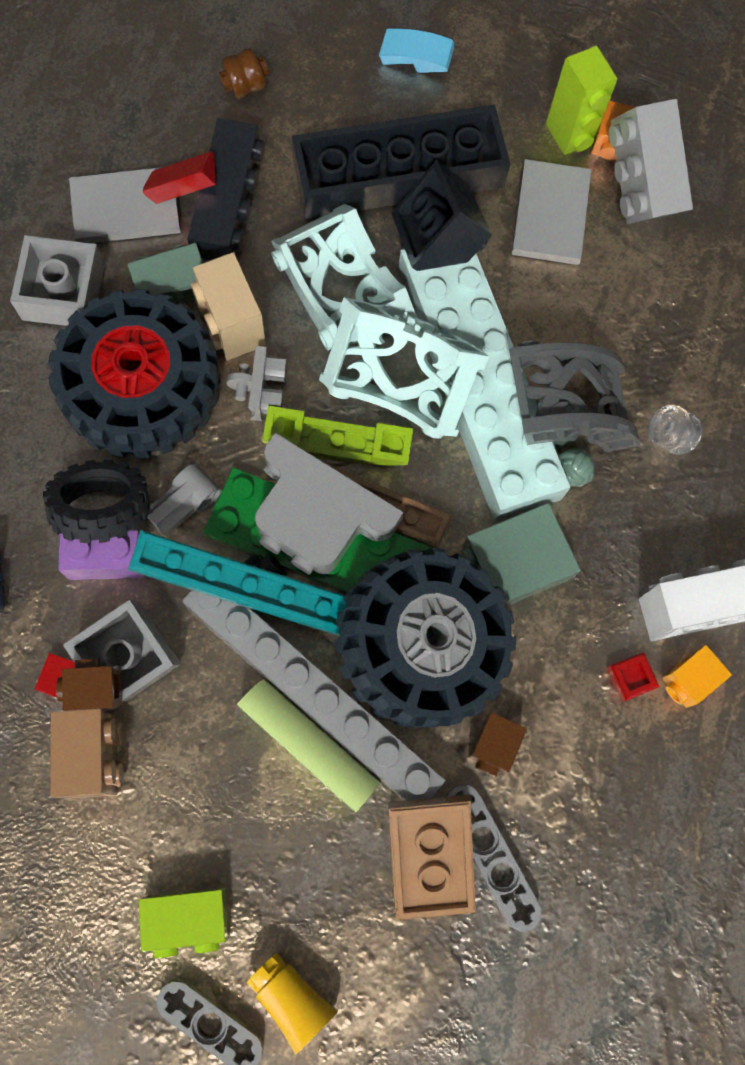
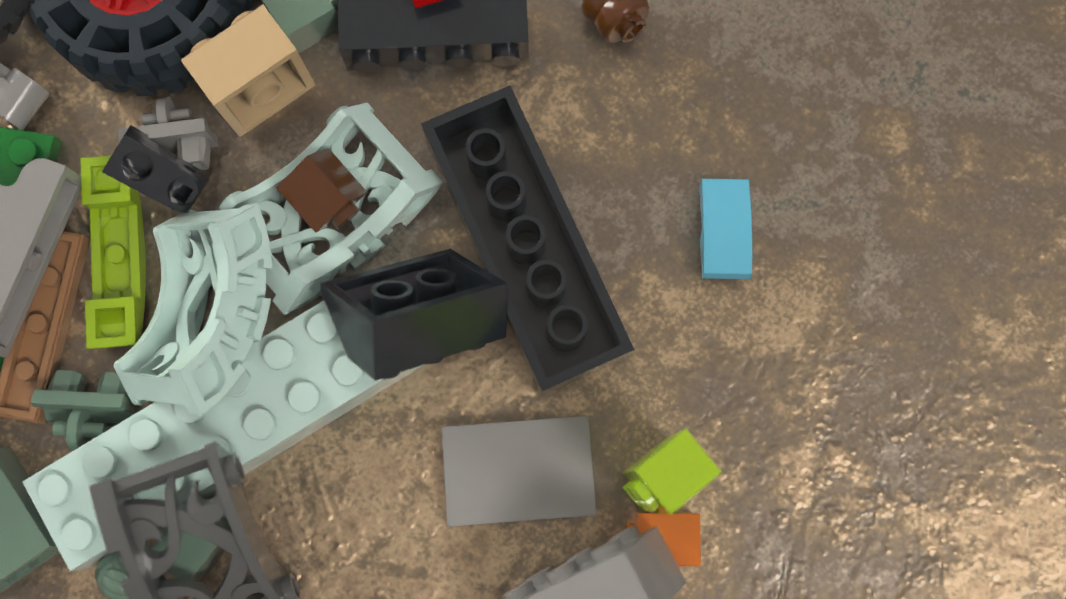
camera: 85 degrees right, 5 degrees up
(287, 381) = (155, 171): none -> black leg
(336, 271) = (322, 191): none -> reddish brown brick
(454, 477) = (81, 413): none -> sand green hips

